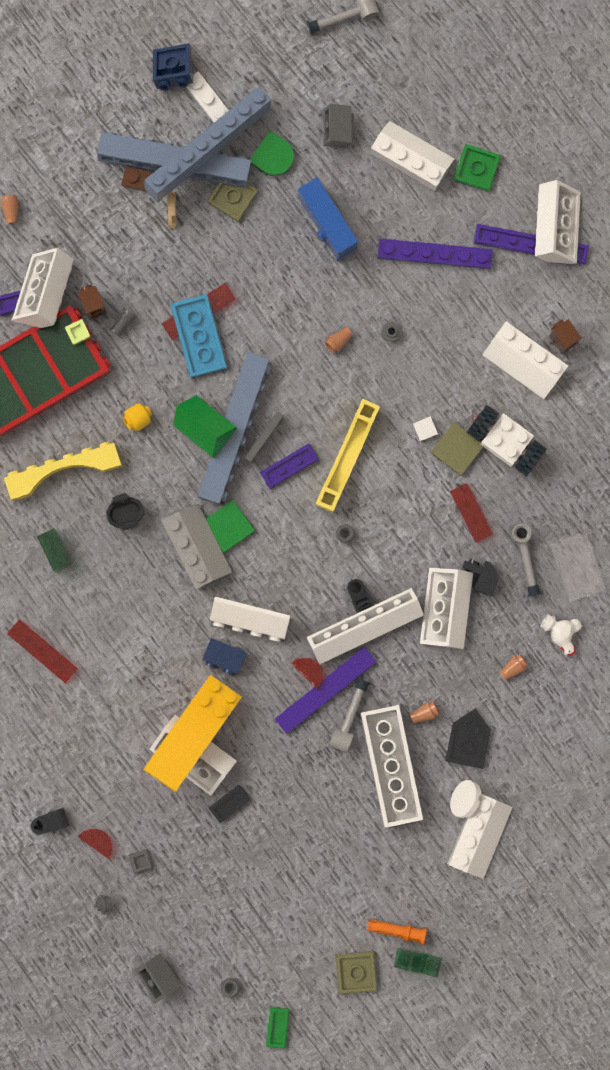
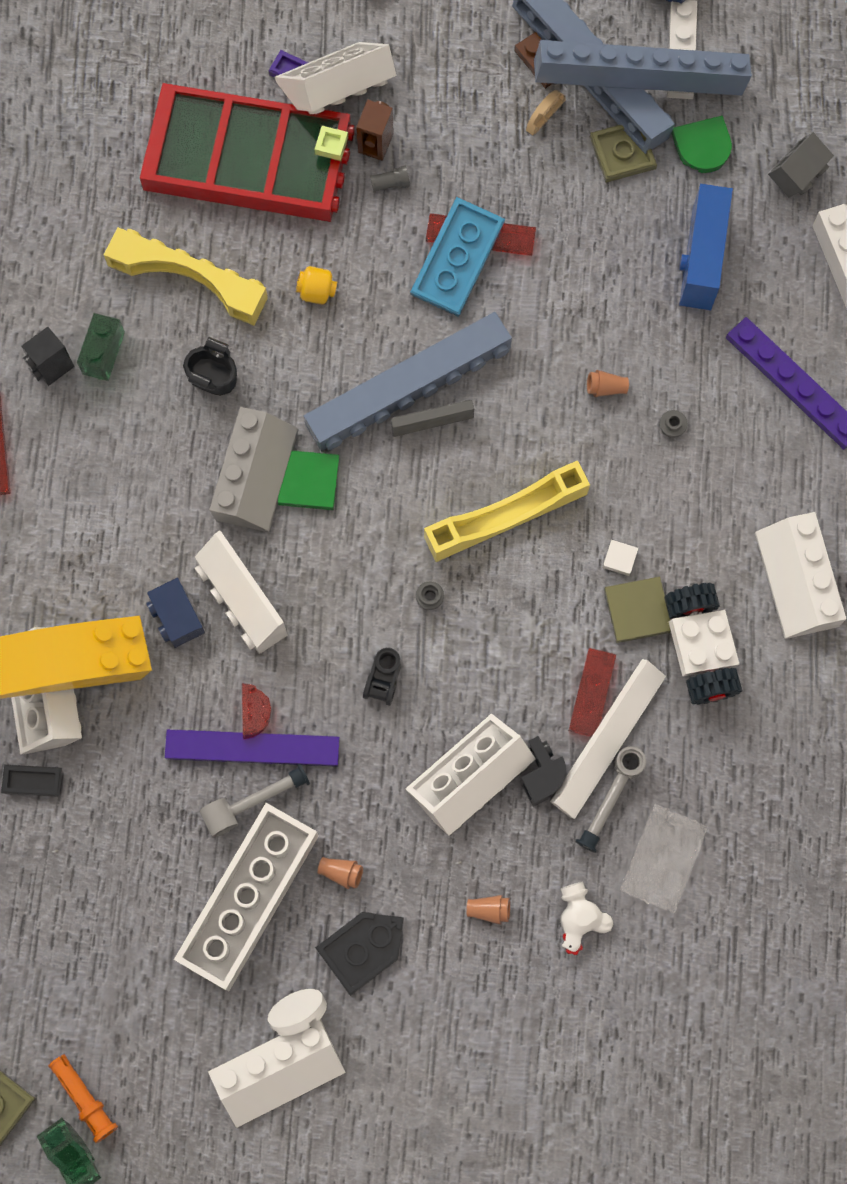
camera: 45 degrees right, 10 degrees down
(33, 581) = (47, 357): none -> black brick
(203, 425) = (377, 347): green slope -> none
(289, 466) = (433, 472): dark purple tile -> none
(365, 626) = (359, 713): white brick -> none
(499, 529) = (608, 739): none -> white tile

